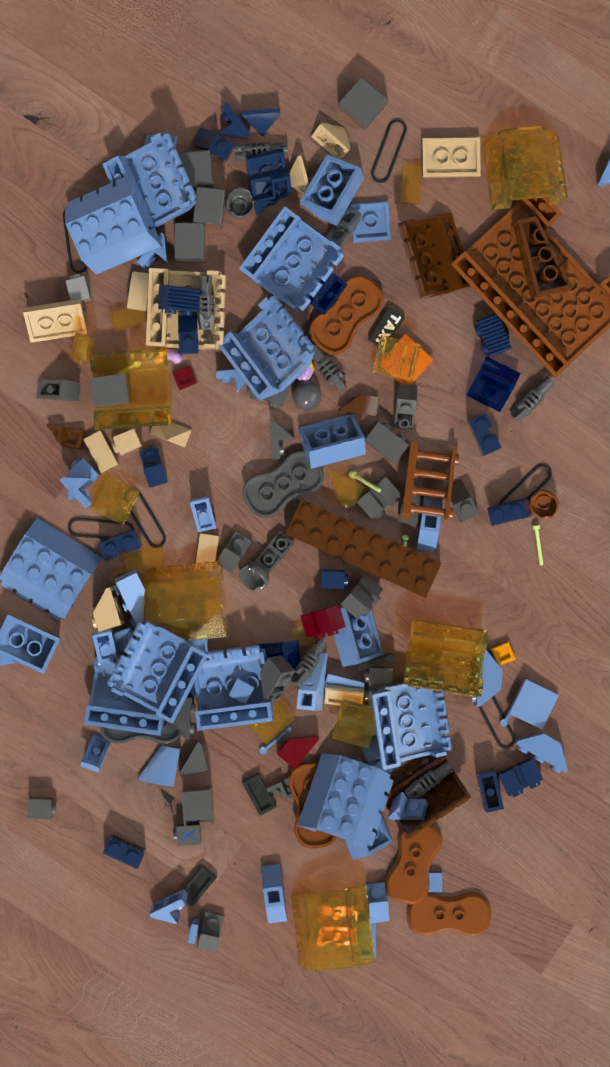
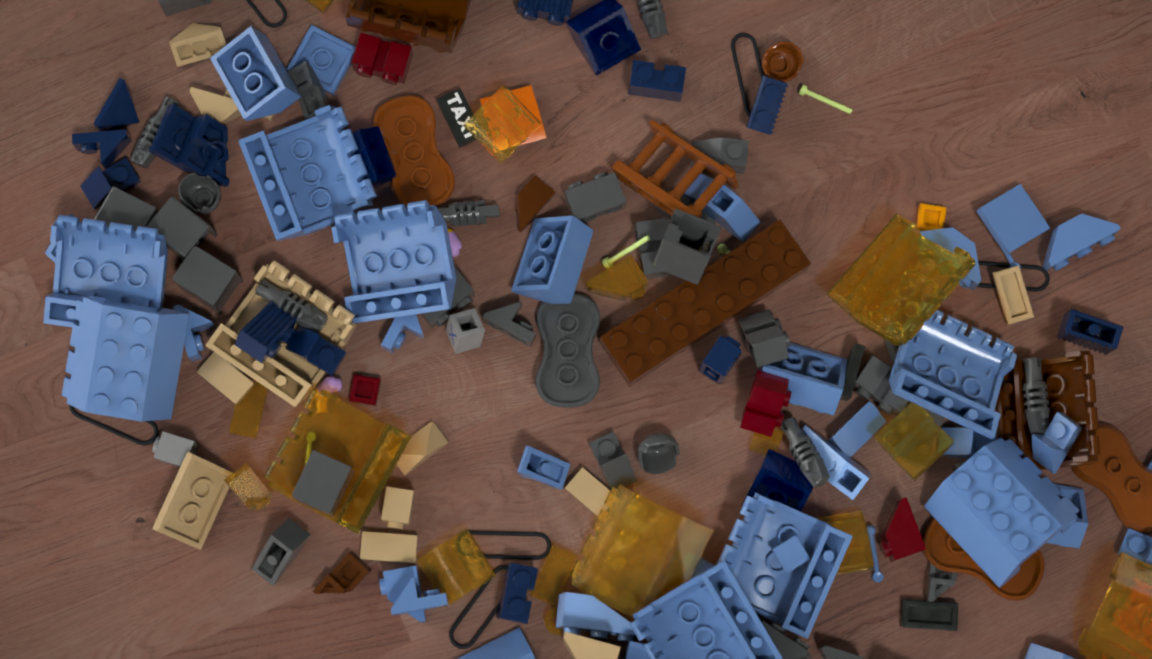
camera: 65 degrees left, 10 degrees down
(153, 466) = (447, 494): dark blue slope -> none
(255, 415) = (465, 330): none -> light grey brick
(275, 551) = (642, 411): dark grey slope -> none
(275, 677) = (799, 500): dark grey slope -> none
(306, 395) = (479, 258): dark grey hair -> none
(335, 694) = (863, 444): tan tile -> none
(386, 517) = (686, 246): none -> dark grey piece
(393, 258) = (382, 59): none -> dark red brick
(405, 406) = (565, 150): dark grey slope -> none
(485, 731) = (1012, 295): none -> tan tile
(520, 776) = (1093, 285): dark blue brick -> none

